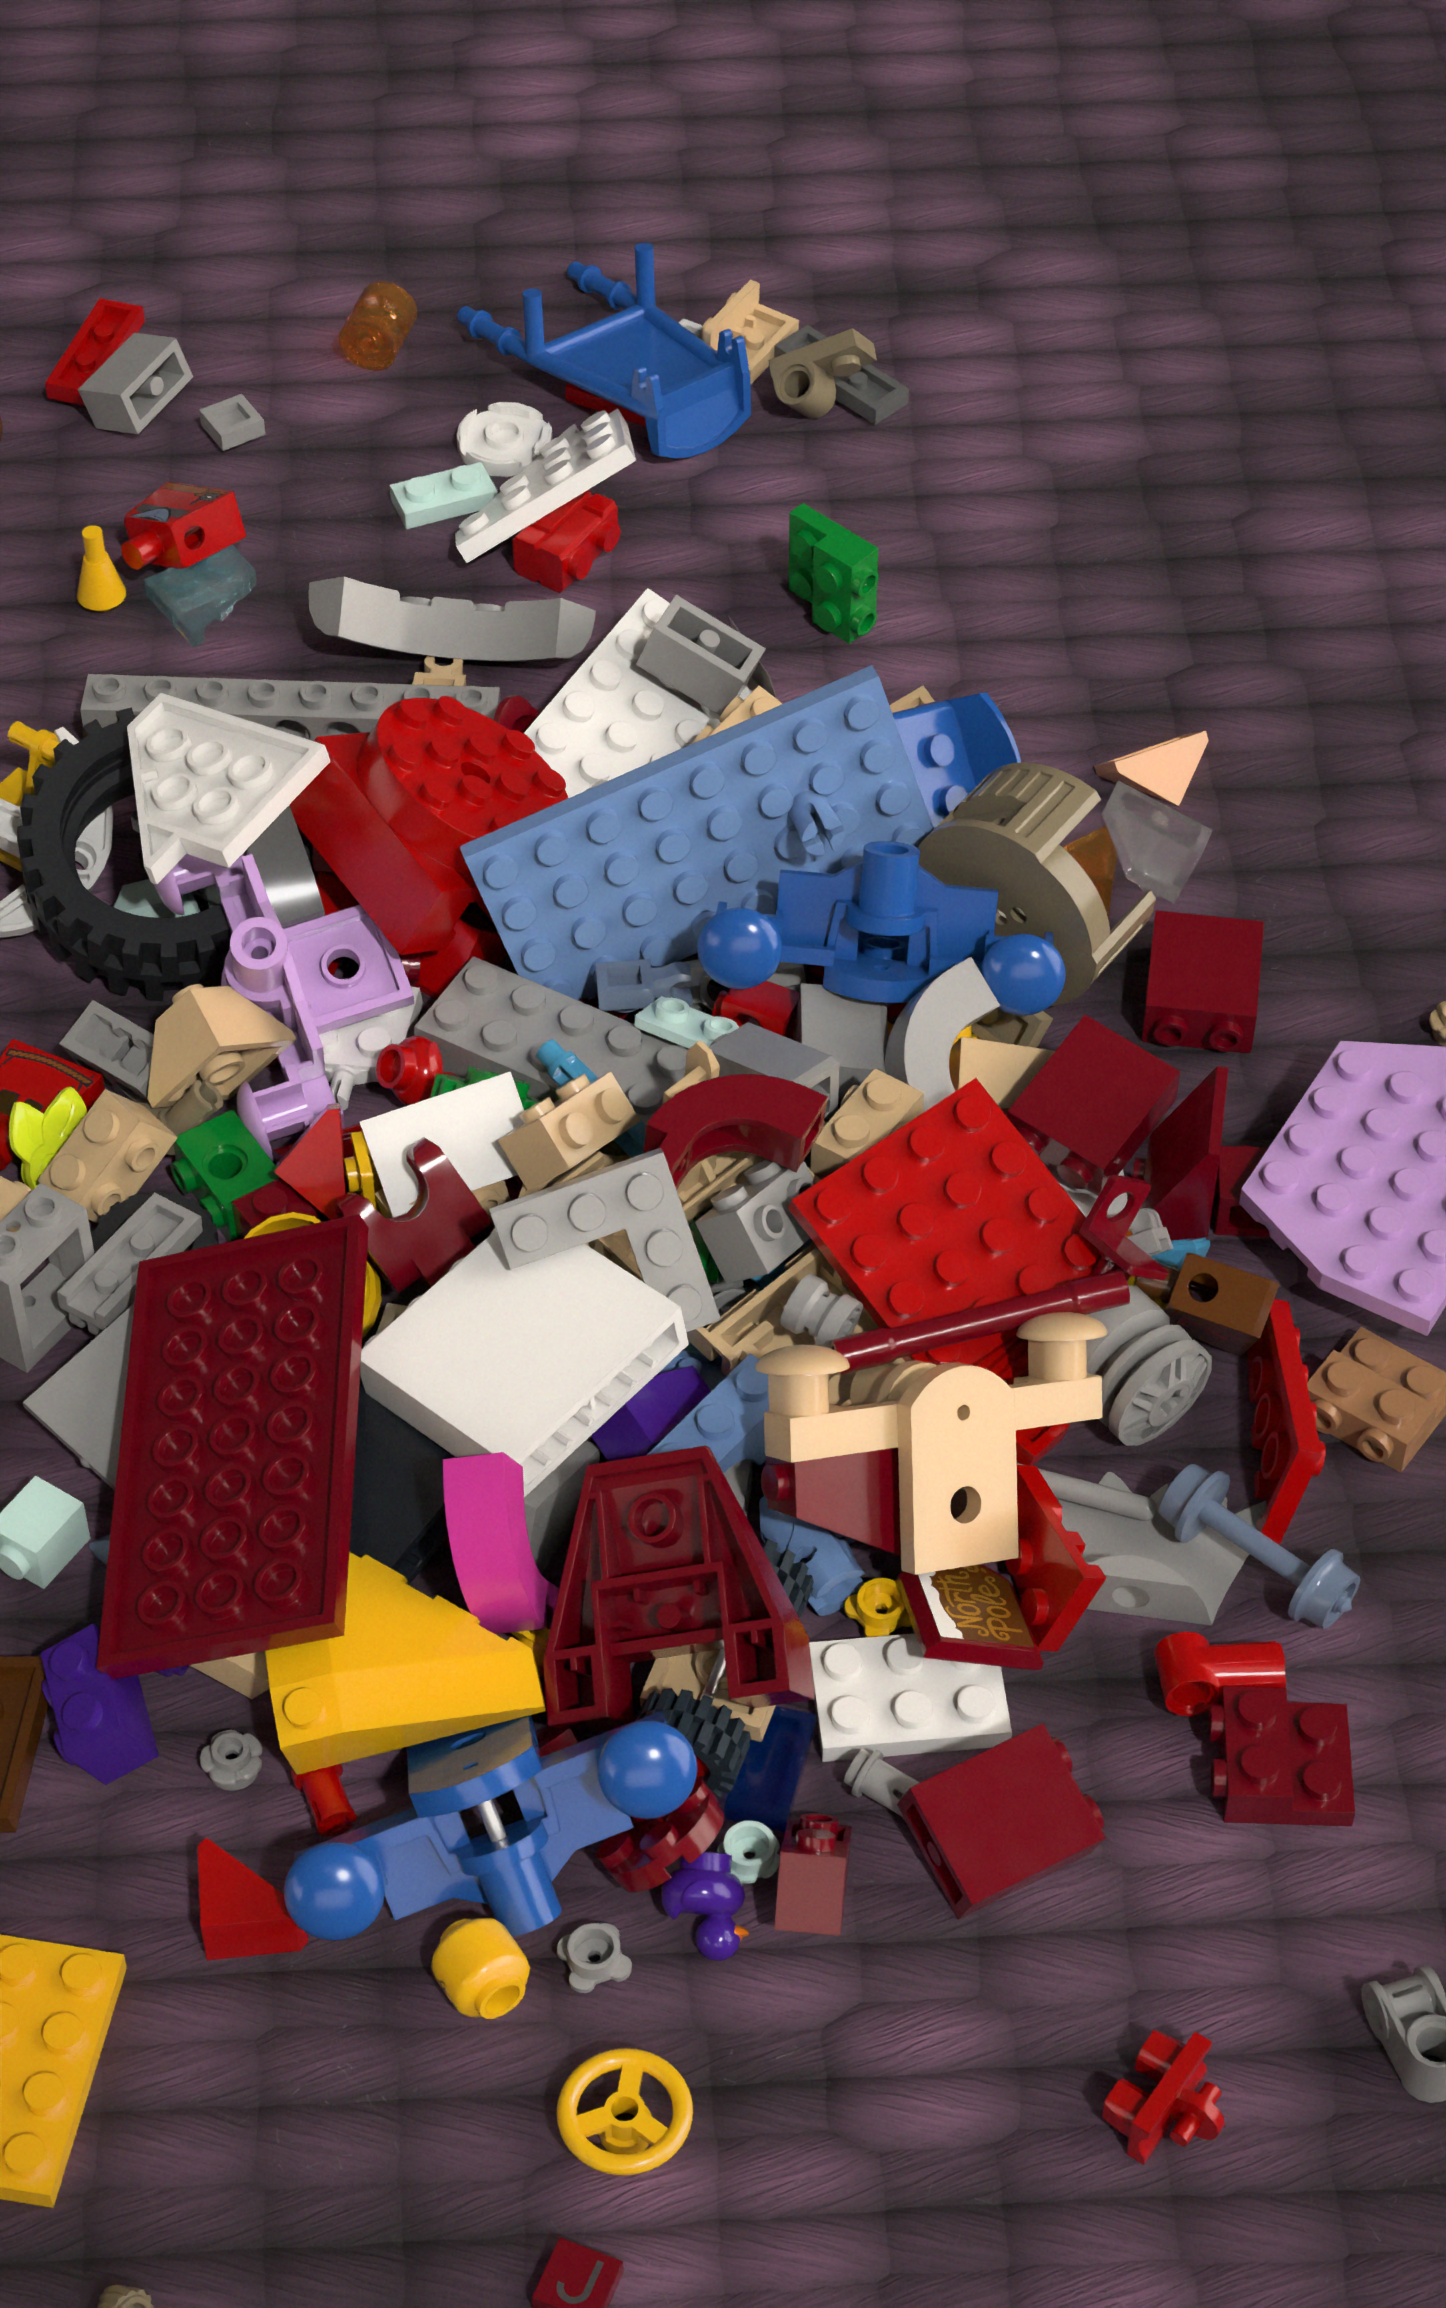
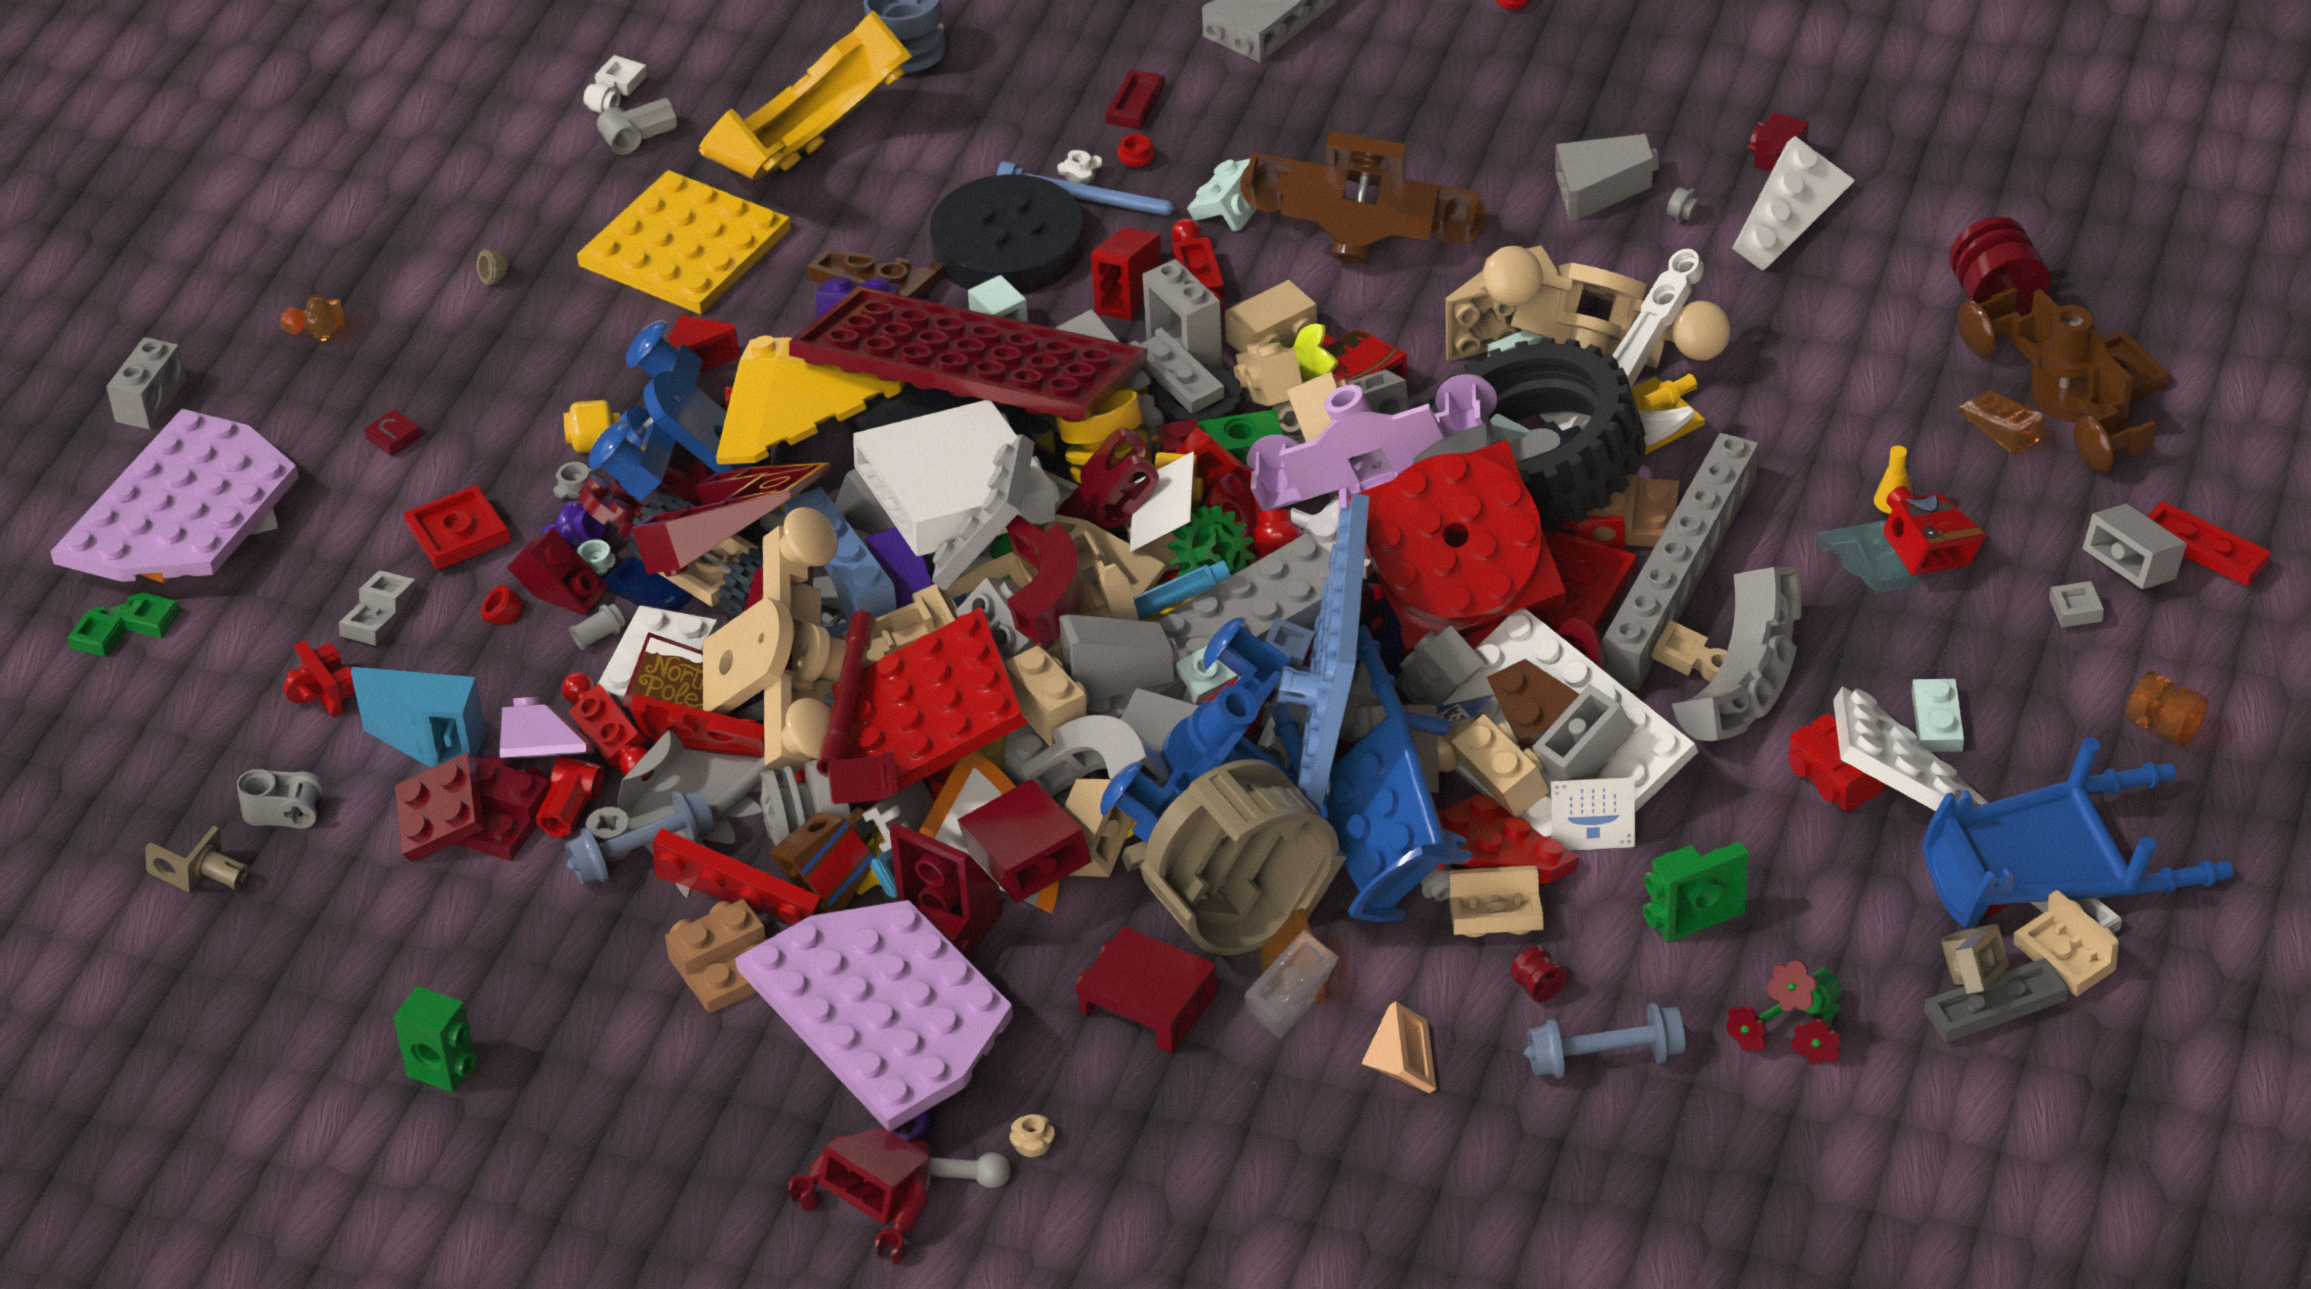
camera: 115 degrees right, 5 degrees down
(211, 781) = (1508, 397): white wing -> none
(493, 1544) = (825, 419): dark pink arch -> none
(503, 437) = (1999, 766): white tile -> none
(569, 1130) = (1130, 542): tan brick -> none
(630, 2138) = (465, 467): yellow piece -> none
(635, 729) = (1530, 700): none -> reddish brown wing
(765, 2070) = (457, 527): none -> red plate
(820, 1313) = (905, 626): light grey wheel -> none
(868, 1939) = (508, 609): none -> red piece
(906, 484) = (1794, 988): none -> dark red plant
(969, 2110) = (379, 607): none -> light grey slope
(998, 676) = (1538, 973): none -> dark red wheel
(1002, 1820) = (528, 650): dark red brick -> none
(1078, 1673) = (604, 722): none -> red plate
(1099, 639) = (1663, 1031): none -> sand blue piece
(1165, 1718) = (539, 731): none -> lavender slope
(1193, 1861) = (421, 712): none -> dark azure slope
(1260, 1616) = (608, 824): none -> light grey wheel
(1338, 1799) = (439, 807): none -> dark red plate

